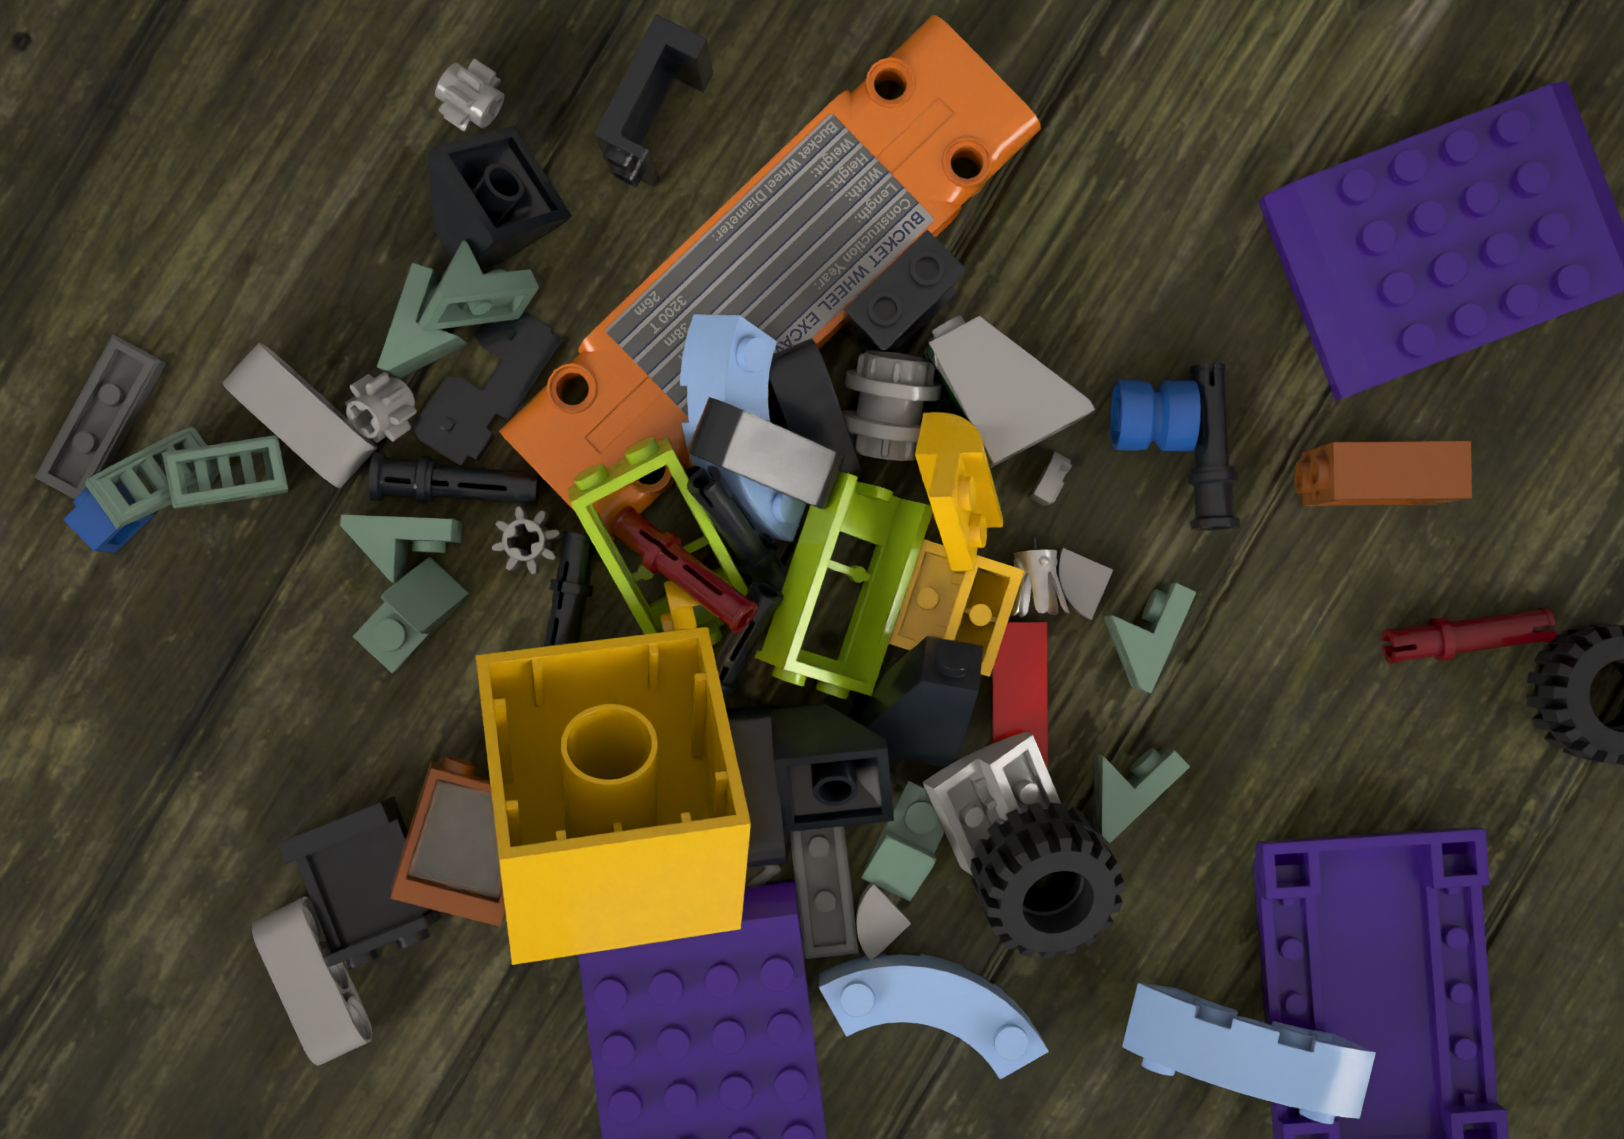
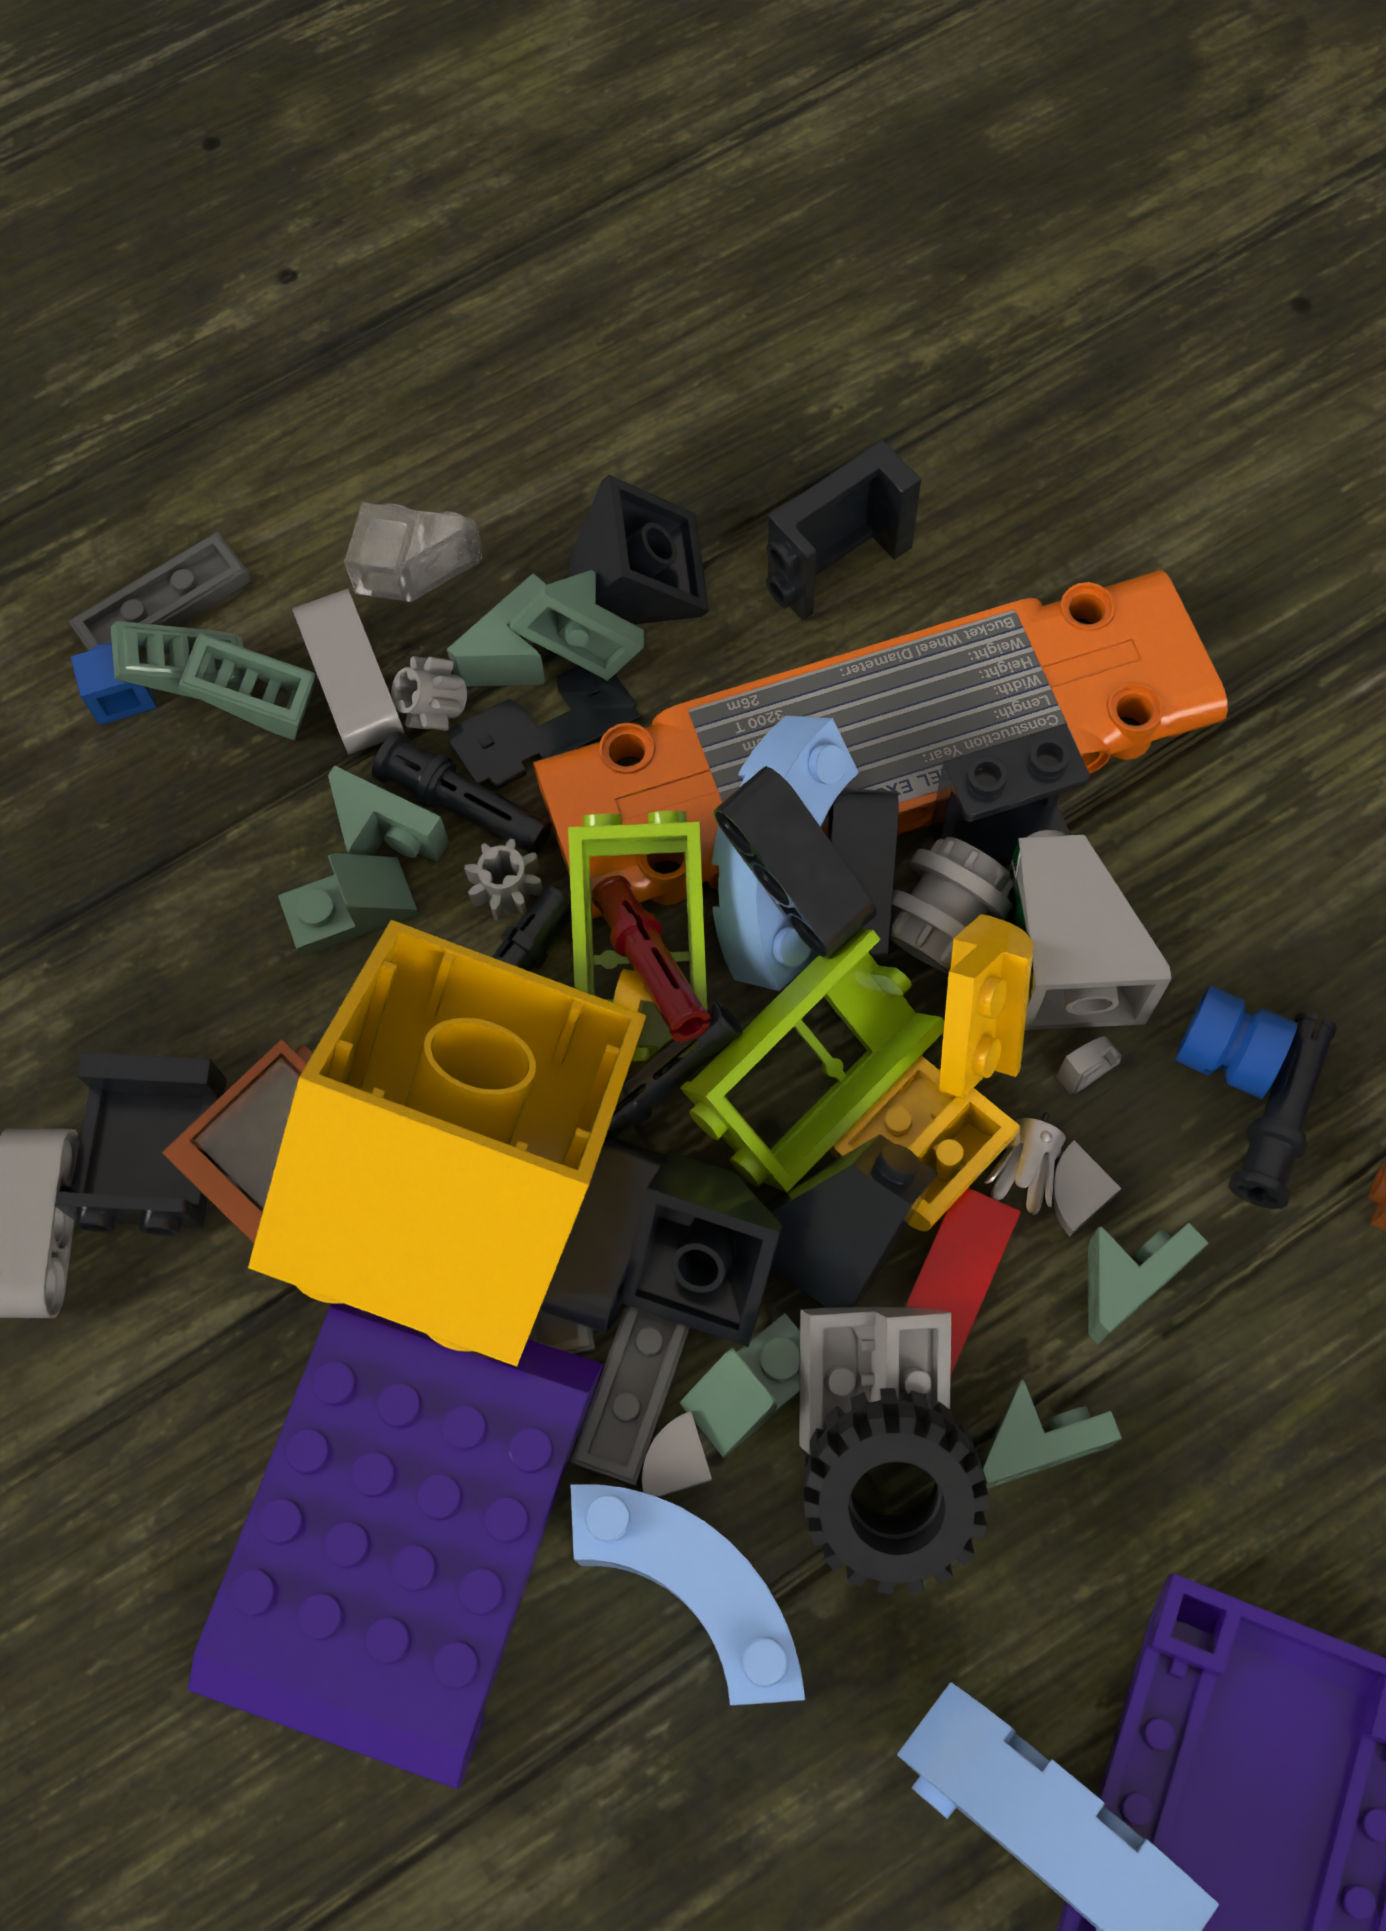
camera: 25 degrees right, 20 degrees down
(290, 281) = (409, 551): none -> clear slope
(469, 95) = (667, 463): light grey gear -> none
(752, 548) = (727, 940): black pin -> none

